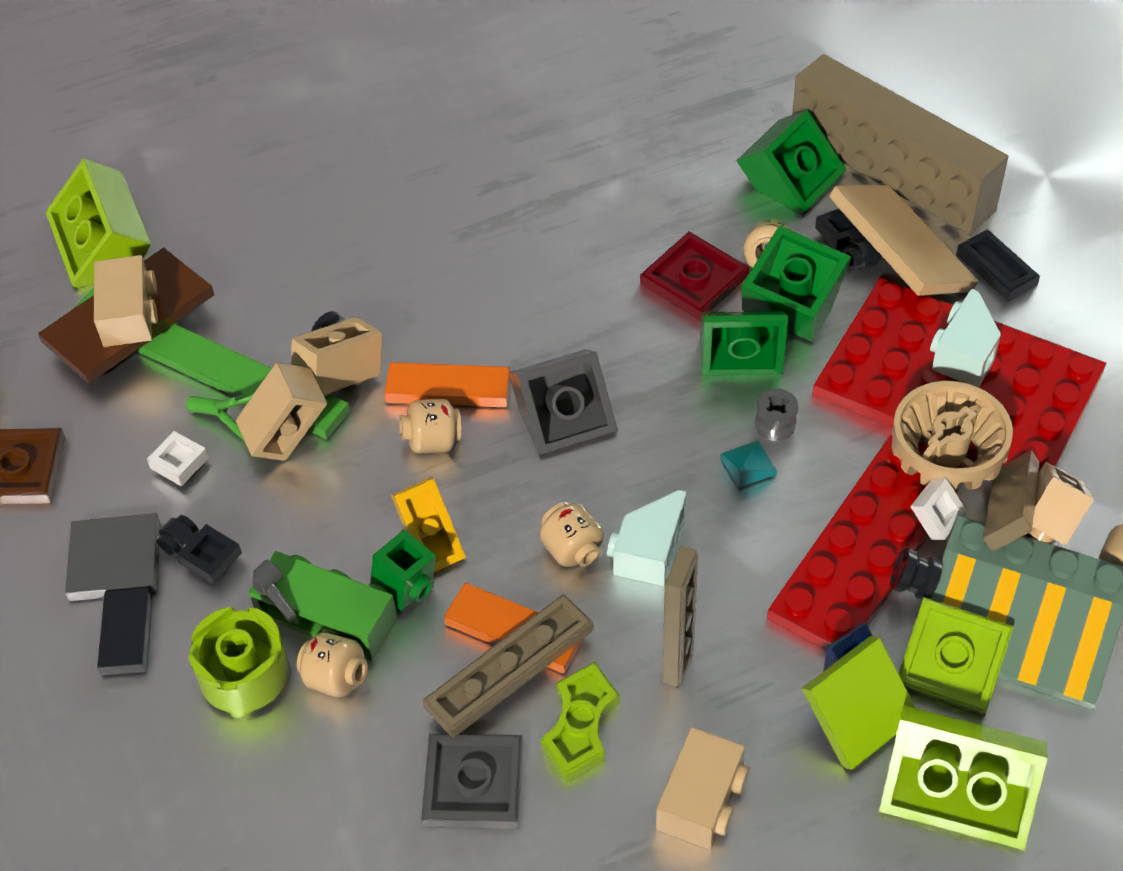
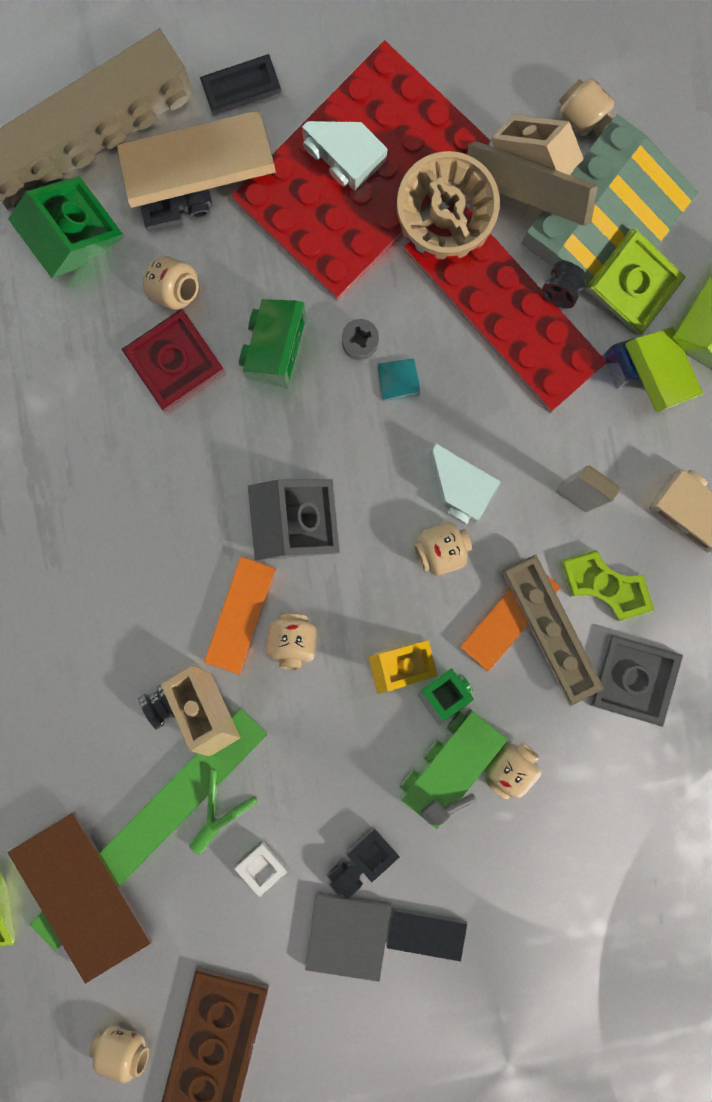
camera: 80 degrees left, 35 degrees up
(124, 301) = (81, 899): tan brick -> none
(239, 660) = (485, 866): lime brick -> none
(281, 411) = (251, 772): tan brick -> none
(797, 279) = (231, 274): green slope -> none
(938, 508) = (508, 243): white plate -> none

